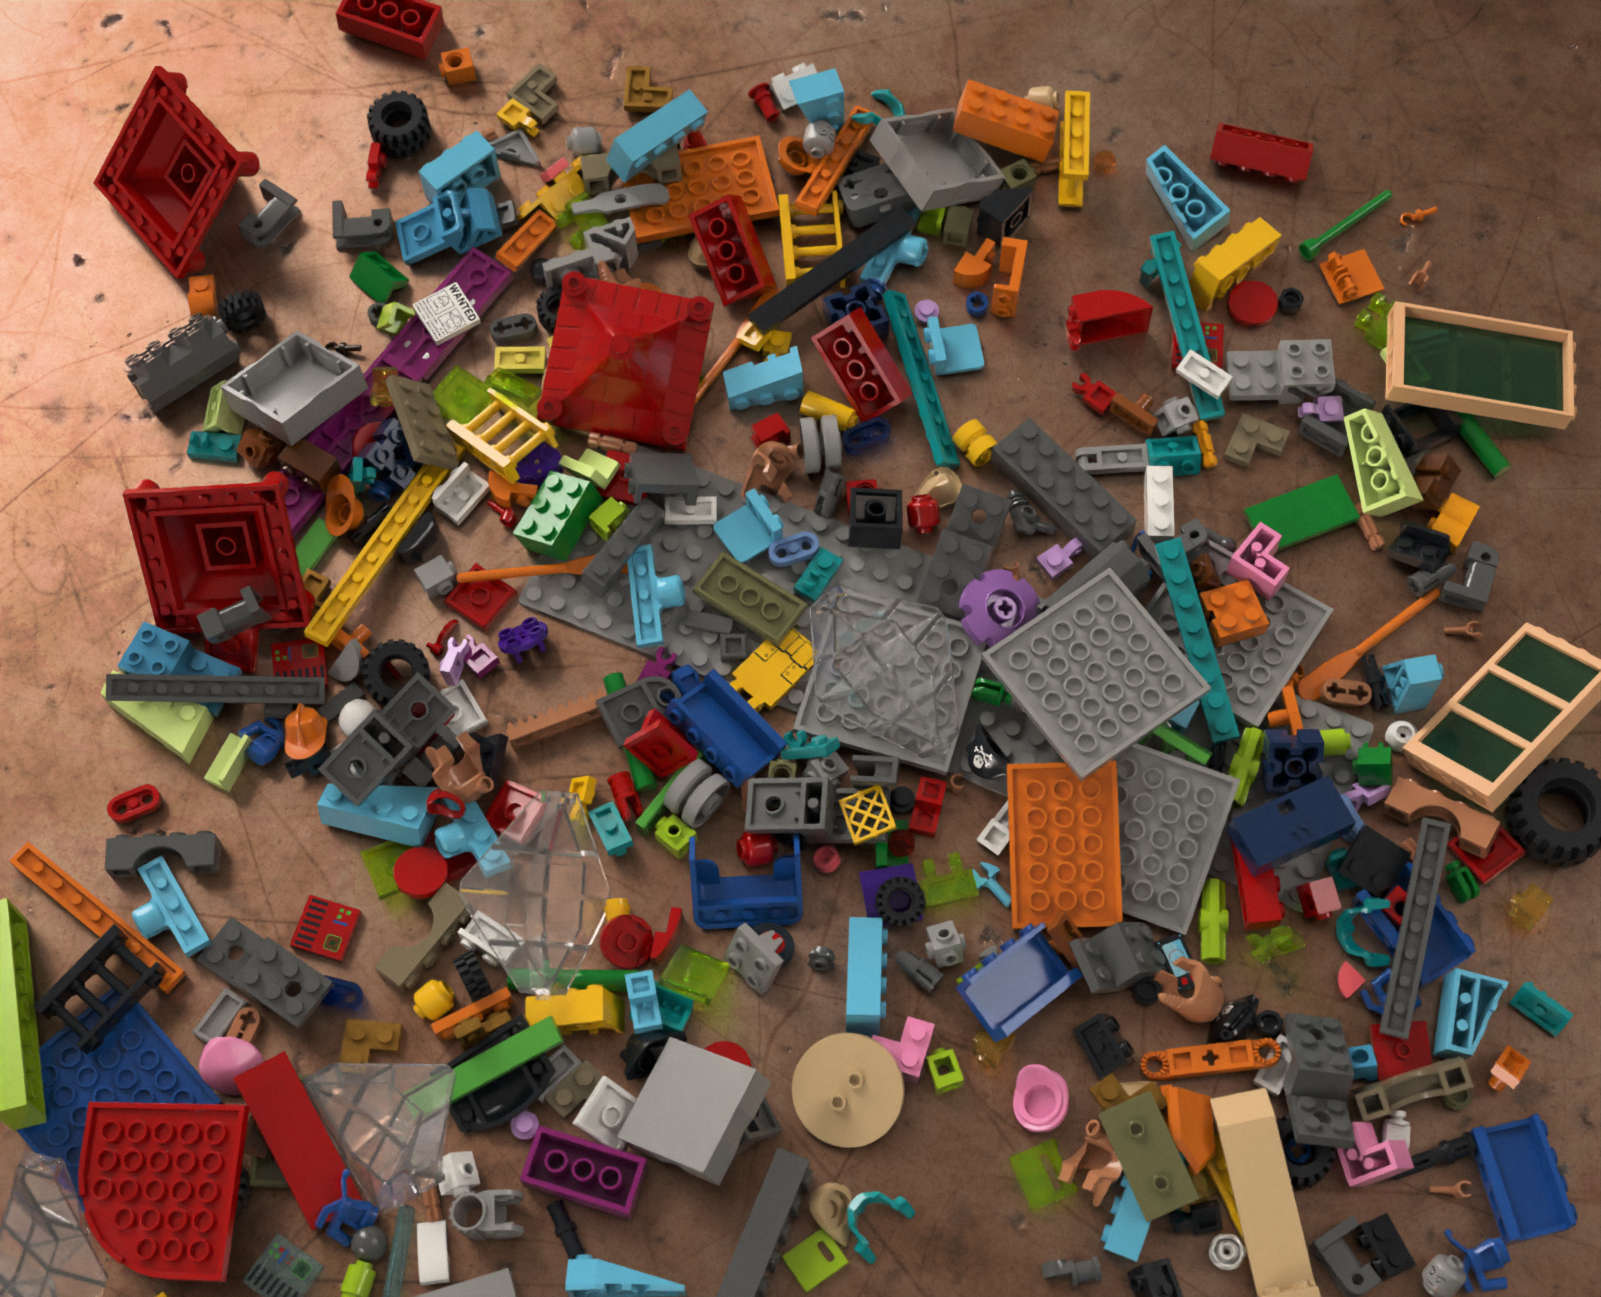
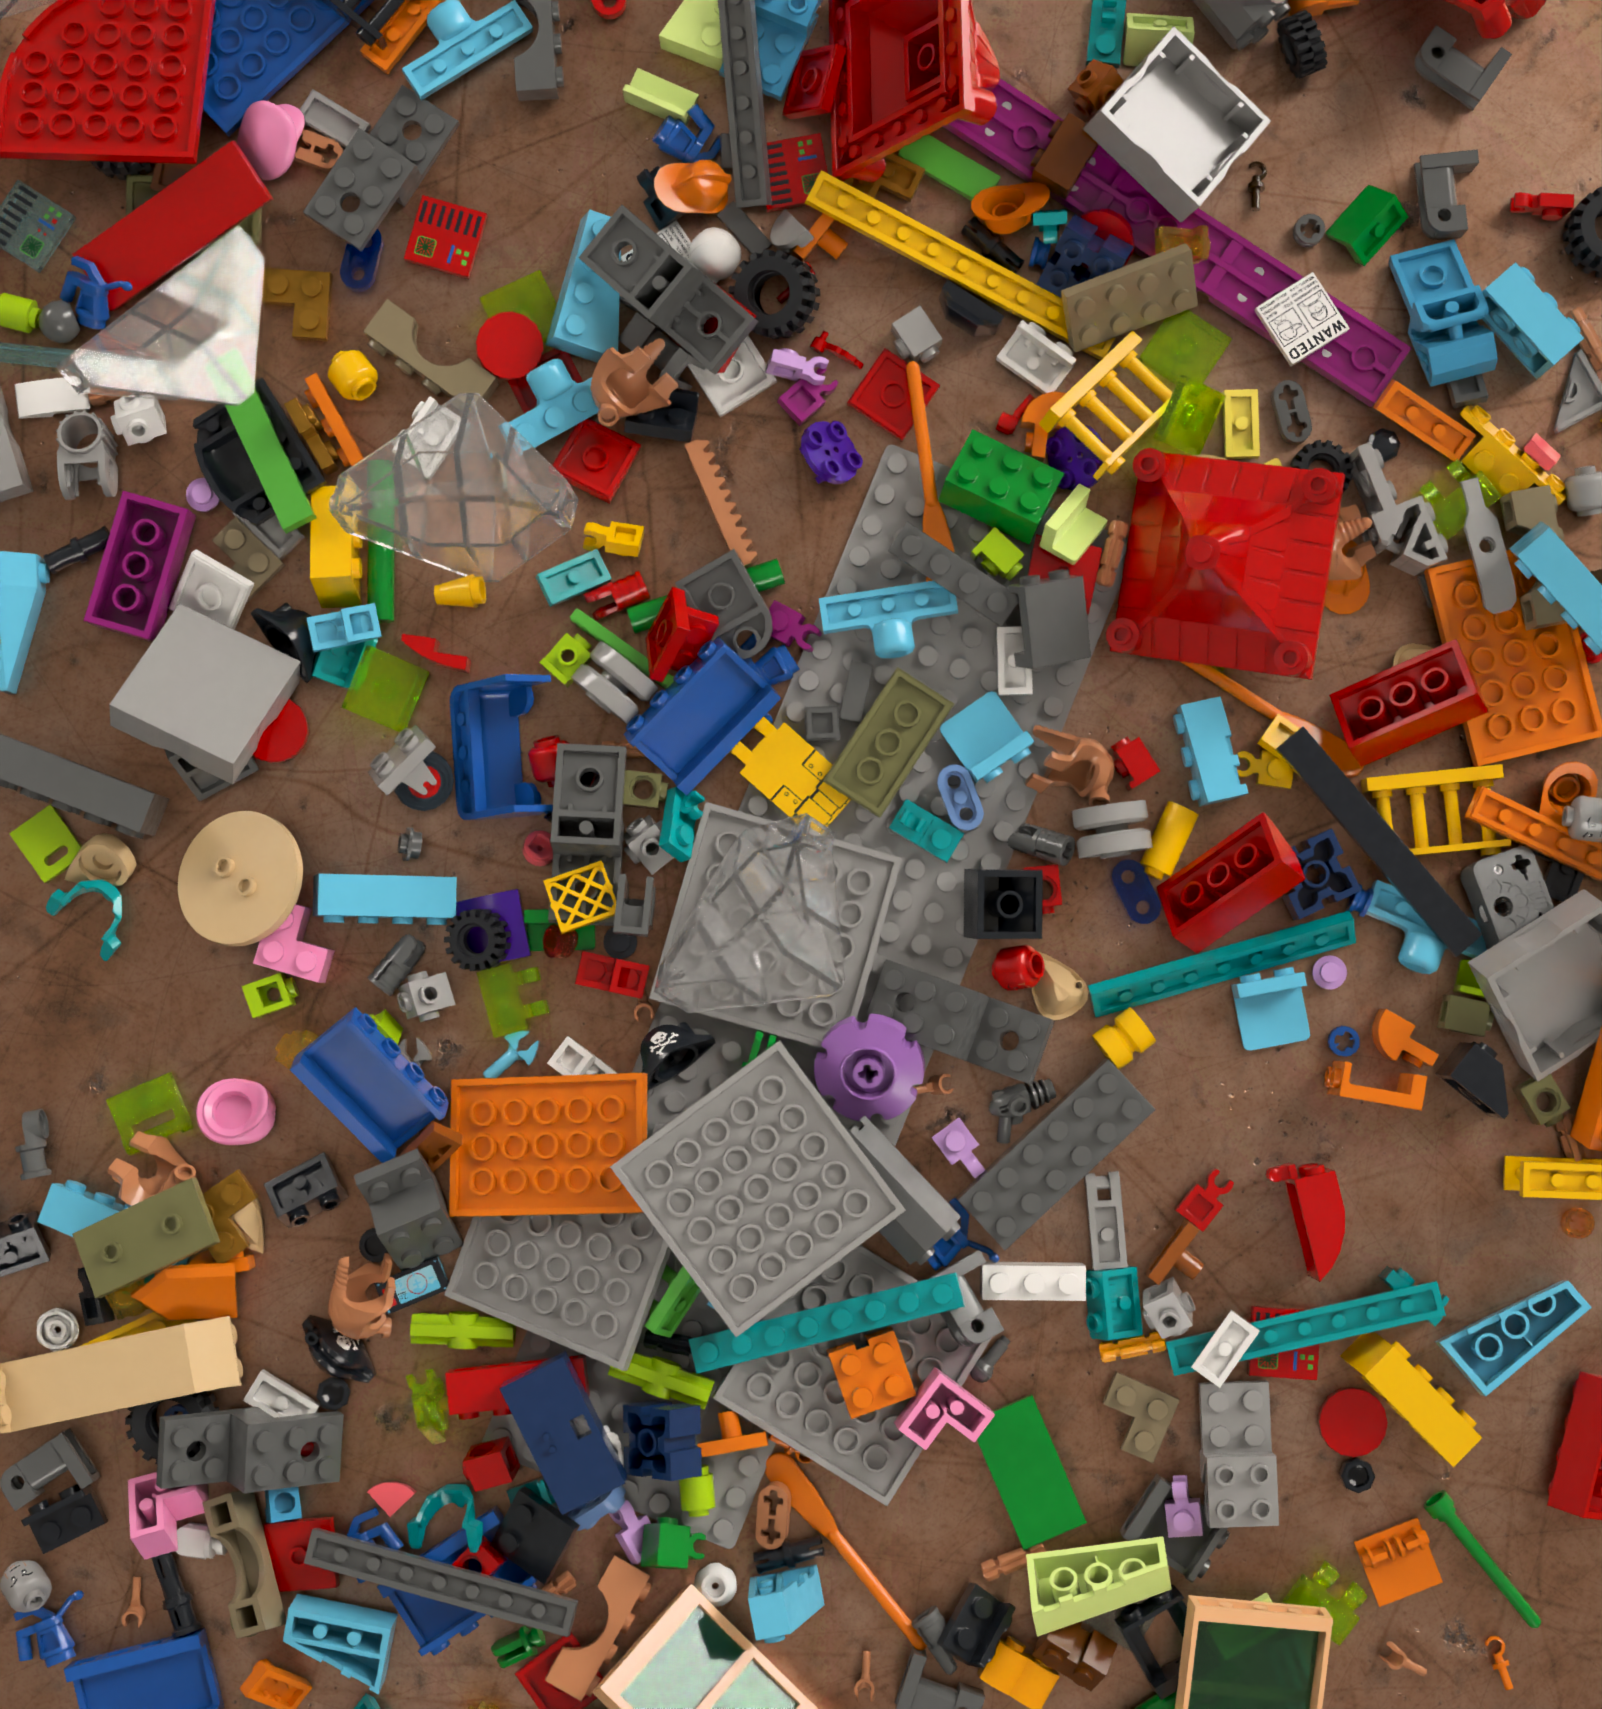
camera: 90 degrees right, 20 degrees up
(234, 619) = (825, 73): dark grey piece -> none
(394, 318) = (1295, 249): lime panel -> none
(435, 808) = (589, 362): red piece -> none
(472, 976) = (376, 419): black tyre -> none
(626, 941) = (427, 604): red tile -> none
(1204, 573) = (922, 1337): reddish brown bracket -> none
(1231, 1056) = (289, 1345): orange piece -> none

